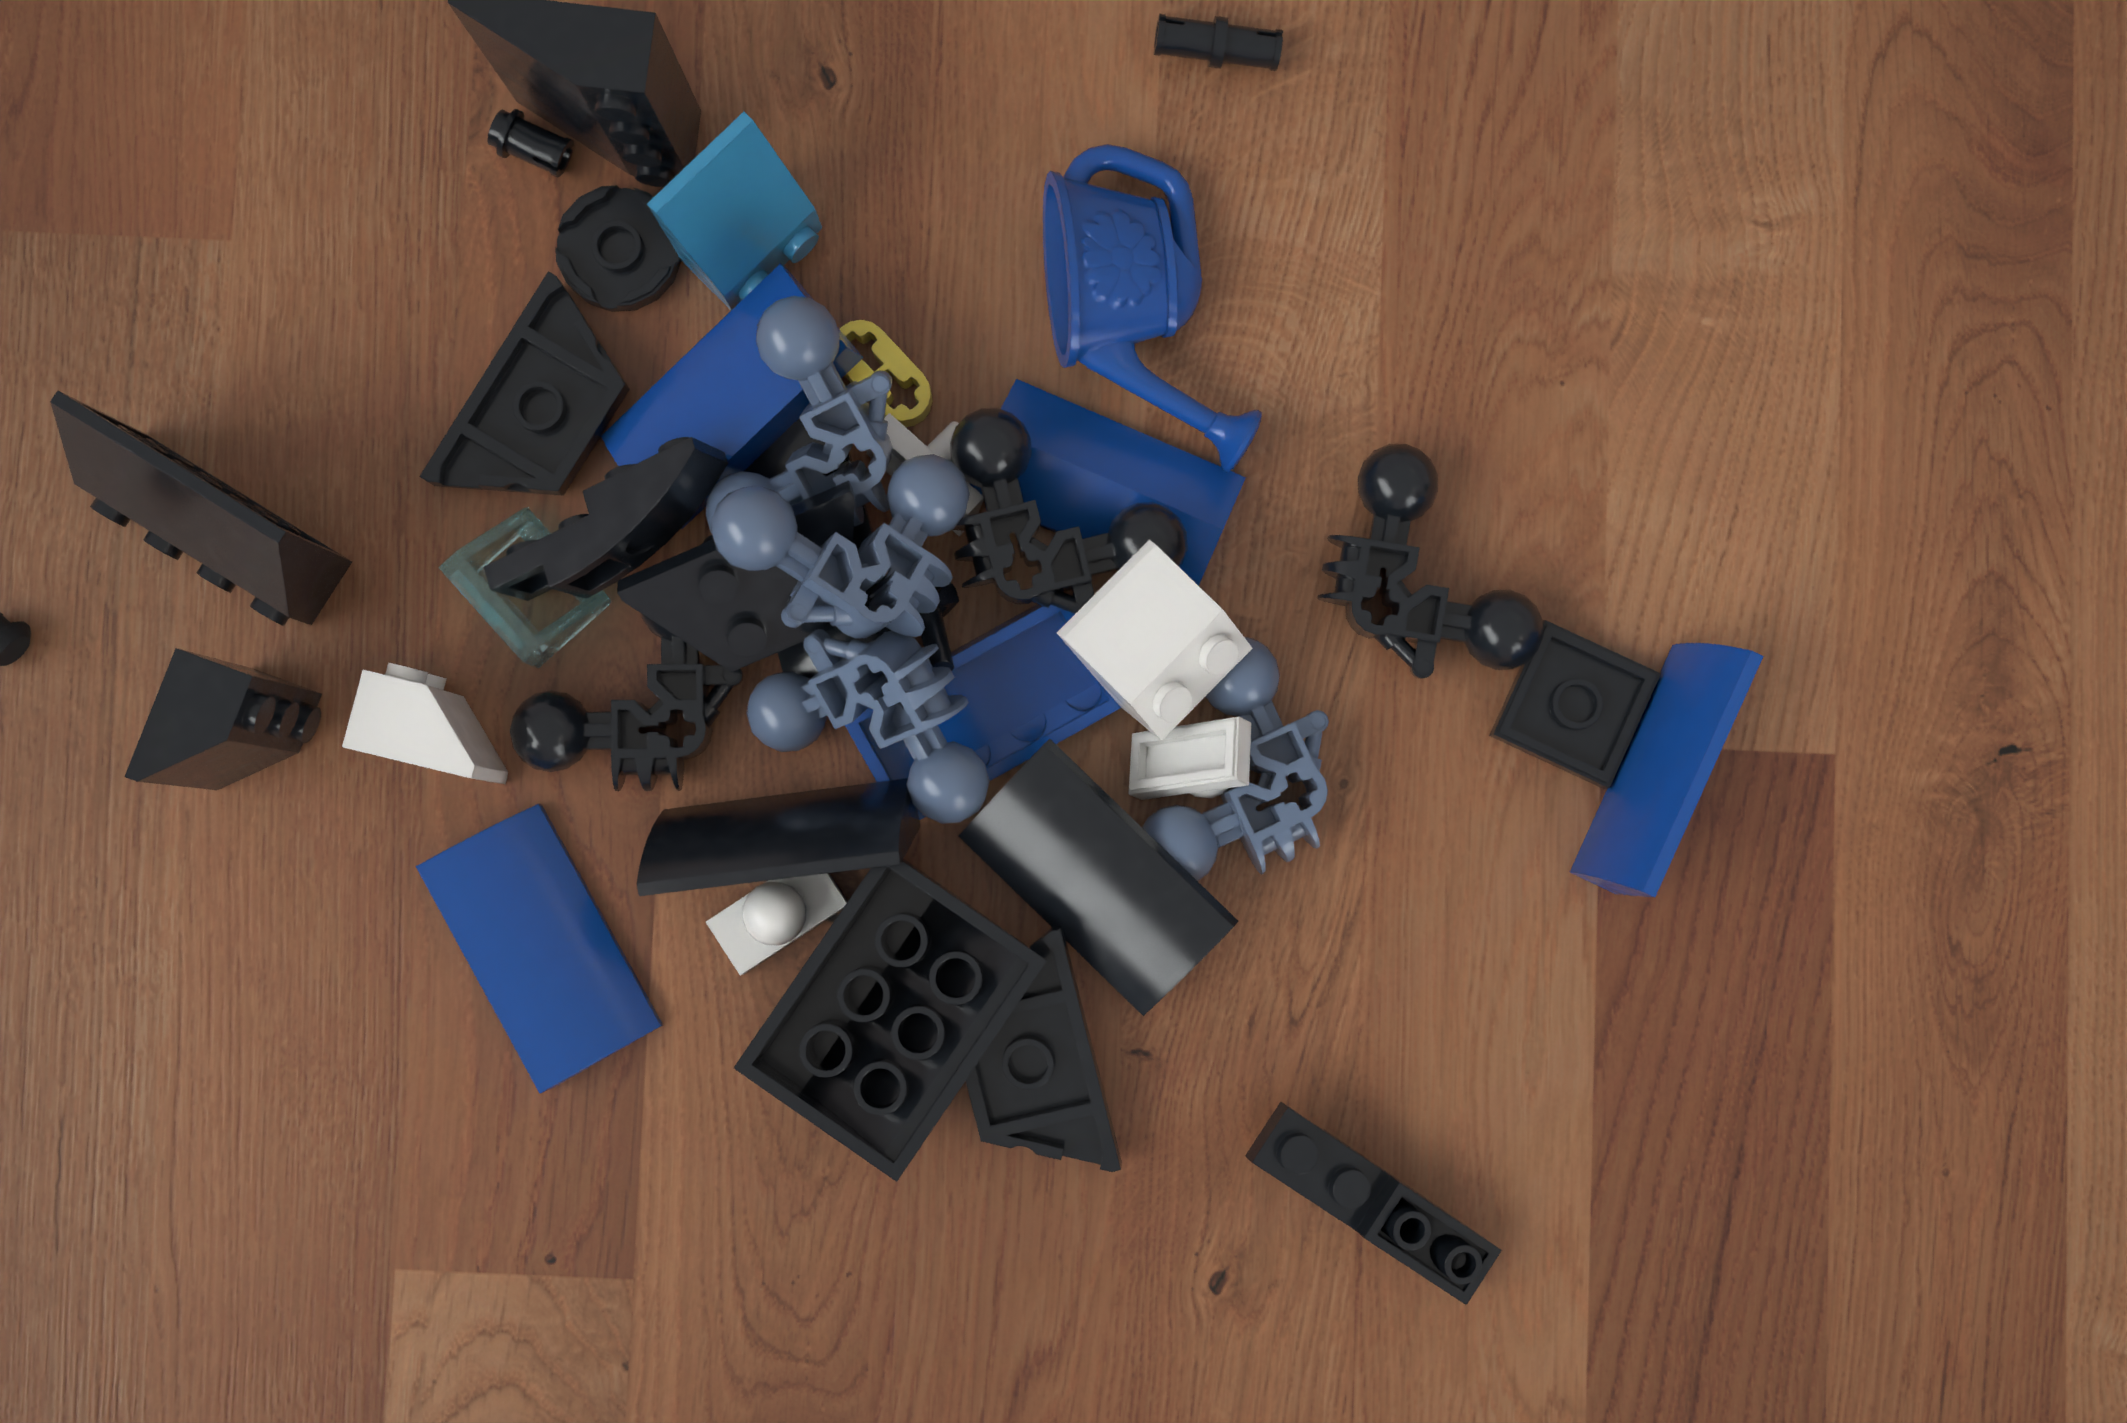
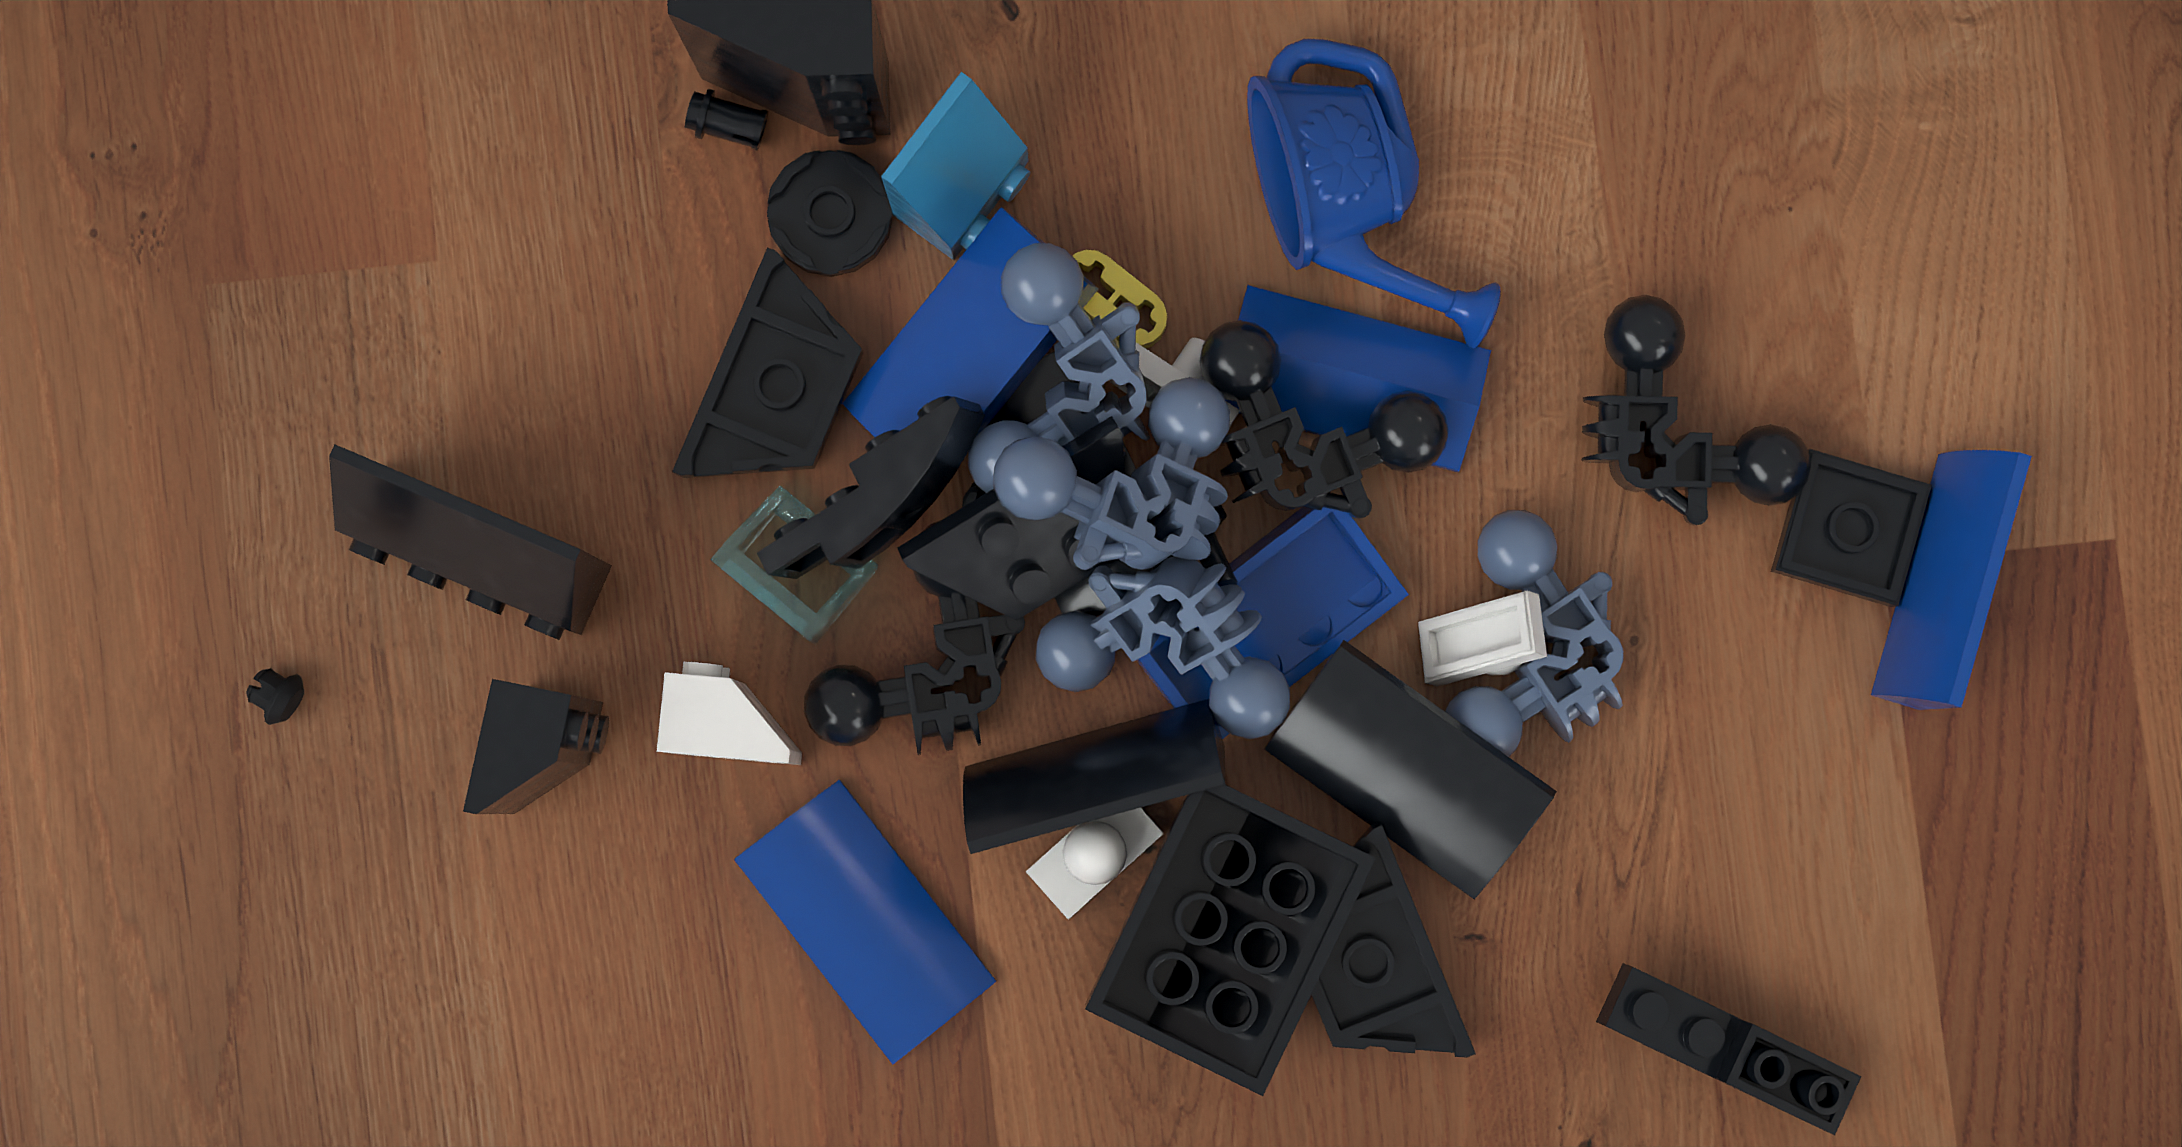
camera: 10 degrees left, 0 degrees up
(1155, 640) = (1433, 528): white slope -> none

